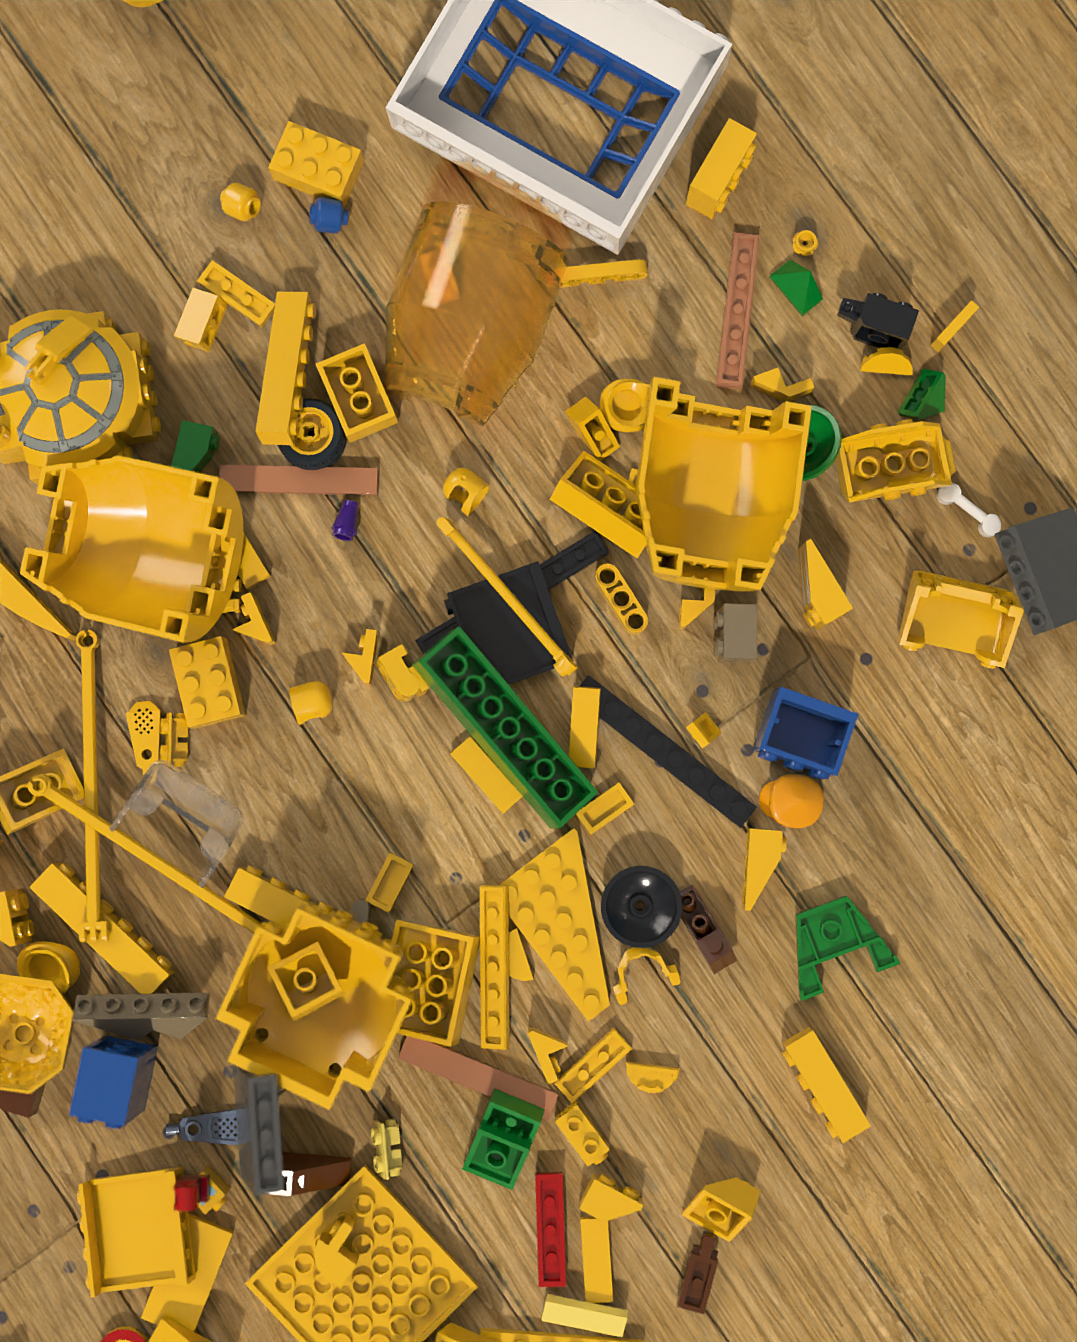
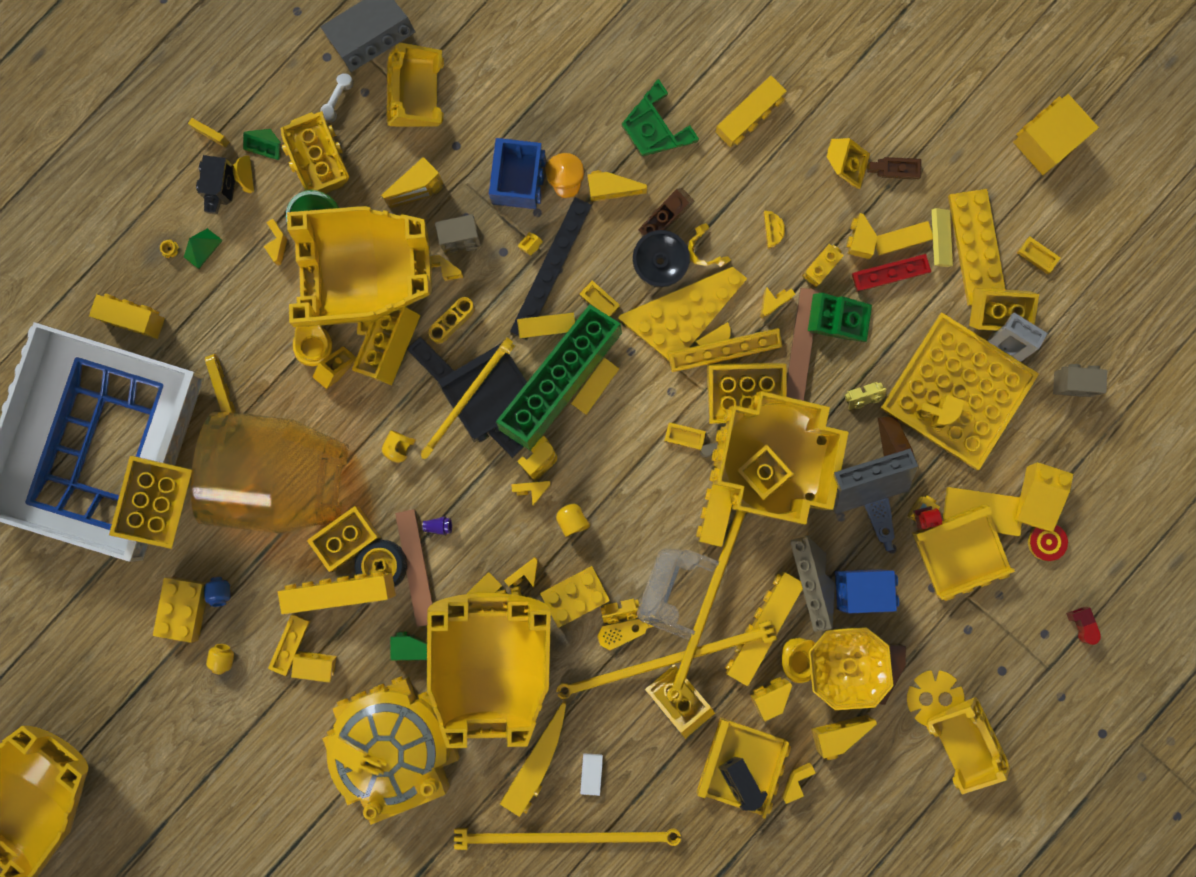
camera: 105 degrees left, 0 degrees up
(454, 148) = (150, 502): none -> yellow slope
(593, 1065) = (775, 269): yellow tile -> none
(737, 310) = (227, 285): nougat tile -> none

